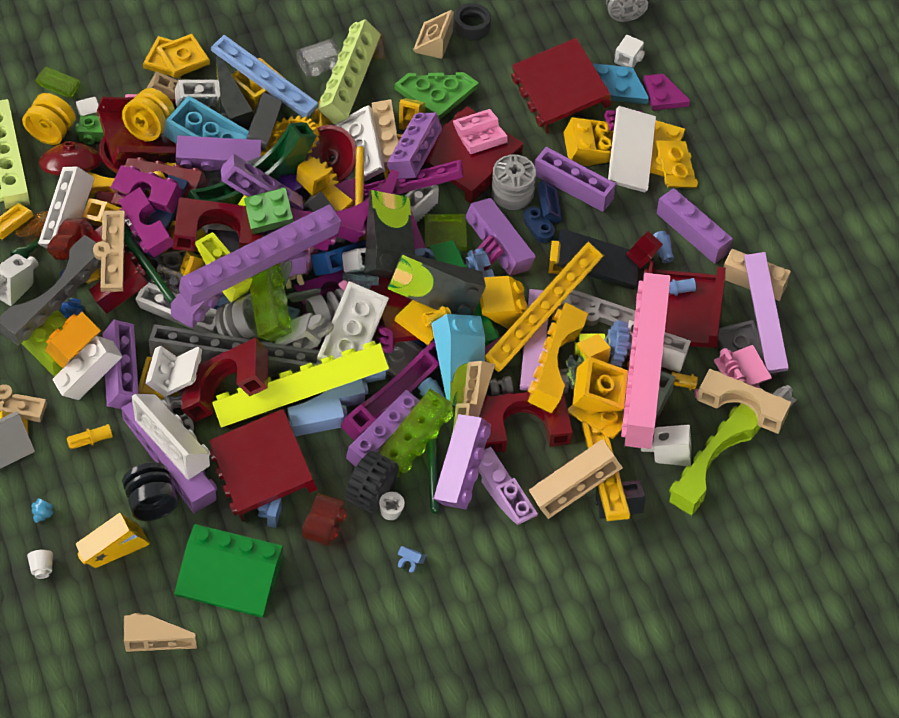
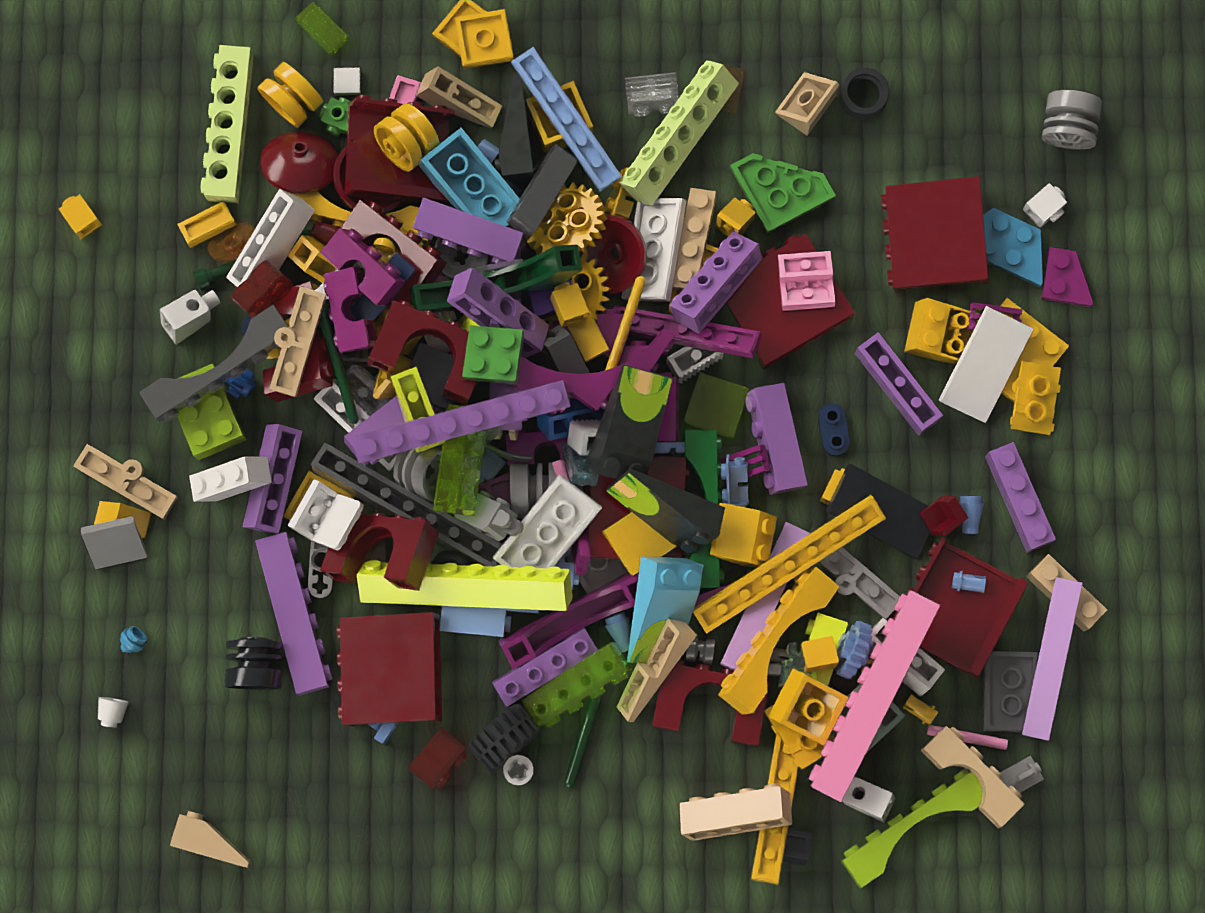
camera: 25 degrees right, 25 degrees up
(72, 339) = (218, 446): light orange brick -> none
(89, 437) = (212, 560): yellow axle -> none
(111, 541) = (196, 711): yellow slope -> none
(170, 434) = (295, 605): white slope -> none
(202, 90) = (477, 117): white brick -> none
(229, 570) = (312, 790): green slope -> none
(412, 556) = (520, 838): medium blue tile -> none
(432, 316) = (652, 546): yellow pin -> none
(462, 461) = (615, 747): brick -> none
(505, 490) = (654, 787): lavender slope -> none
(513, 182) = (820, 380): light grey wheel -> none
(549, 202) = (857, 404): dark blue tile -> none
(743, 365) = (994, 721): bright pink hinge -> none

